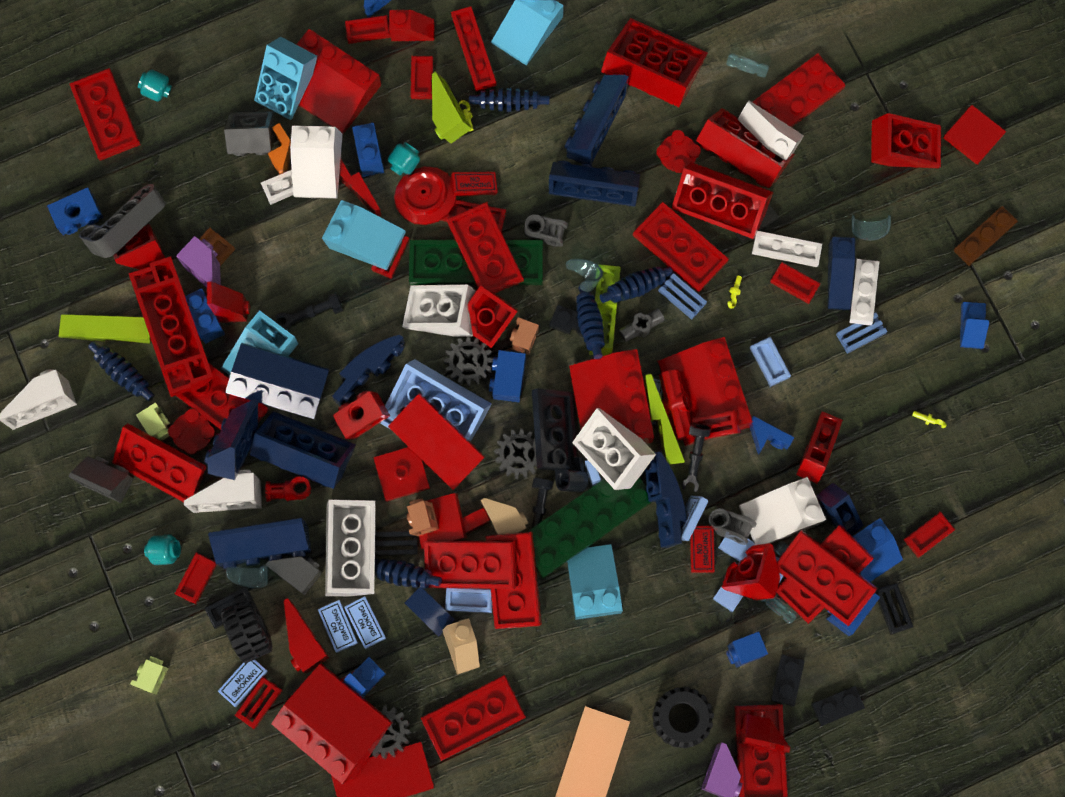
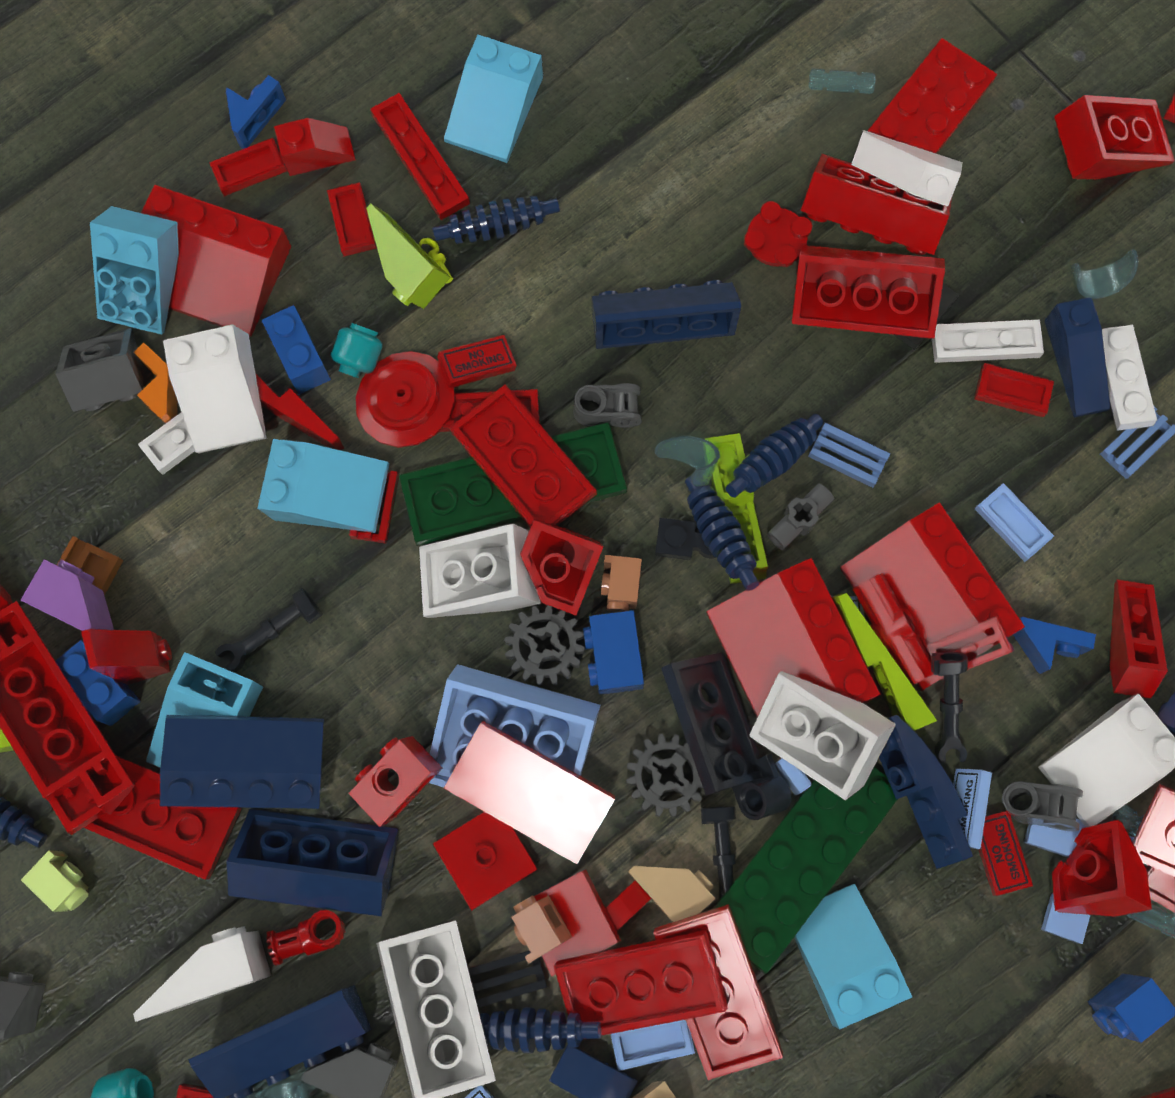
camera: 15 degrees left, 0 degrees up
(158, 463) = (78, 952): red plate -> none
(191, 432) = (122, 881): red piece -> none
(234, 441) = (193, 889): dark blue slope -> none
(372, 360) = (392, 683): dark blue slope -> none
(597, 118) = (640, 213): dark blue slope -> none
(654, 62) = (700, 110): red slope -> none
(680, 247) = (824, 379): red plate -> none
(734, 292) = (927, 427): neon yellow hand -> none

